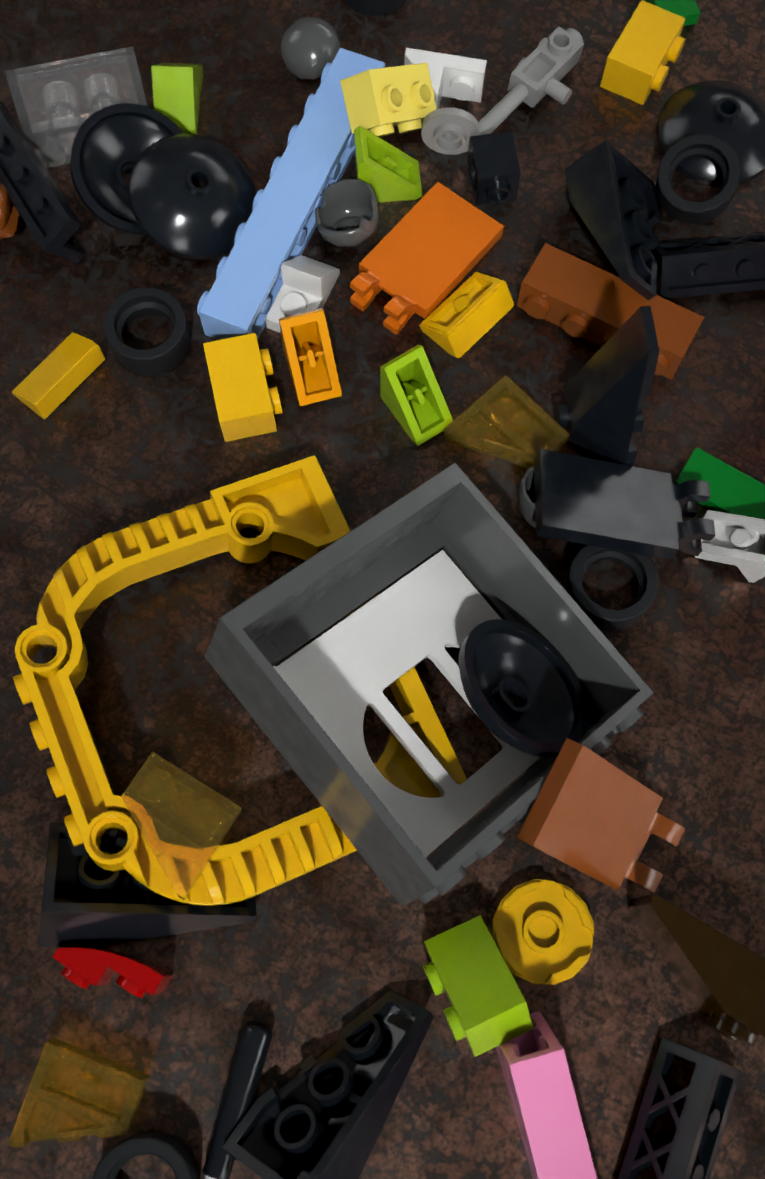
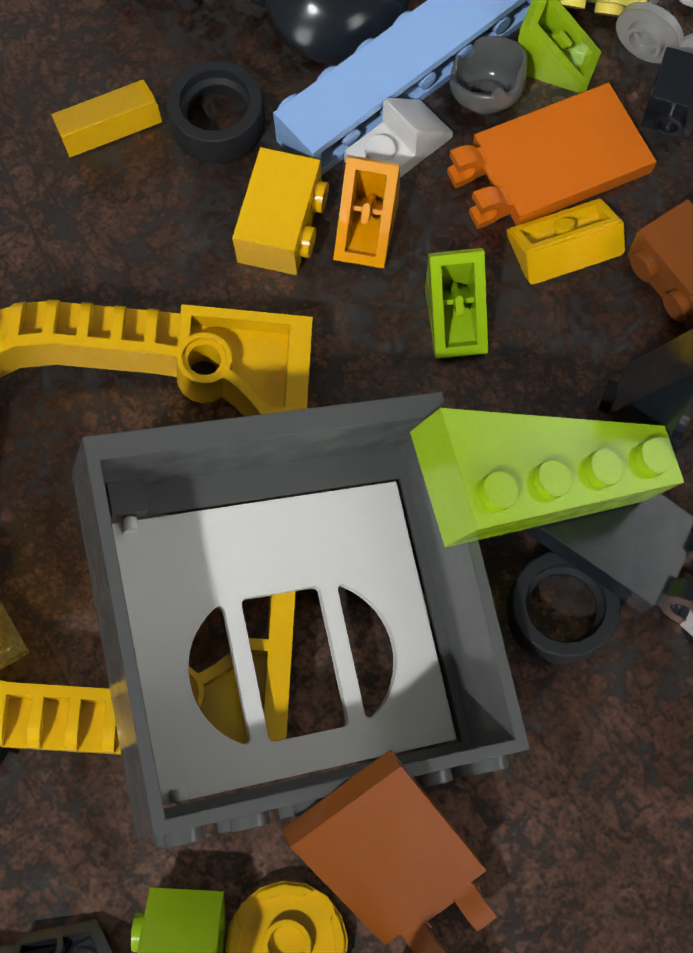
camera: 30 degrees right, 0 degrees up
(506, 426) = (539, 375): clear yellow wing -> none
(522, 688) = (390, 671): black dish -> none
(547, 491) = (528, 471): none -> lime wedge

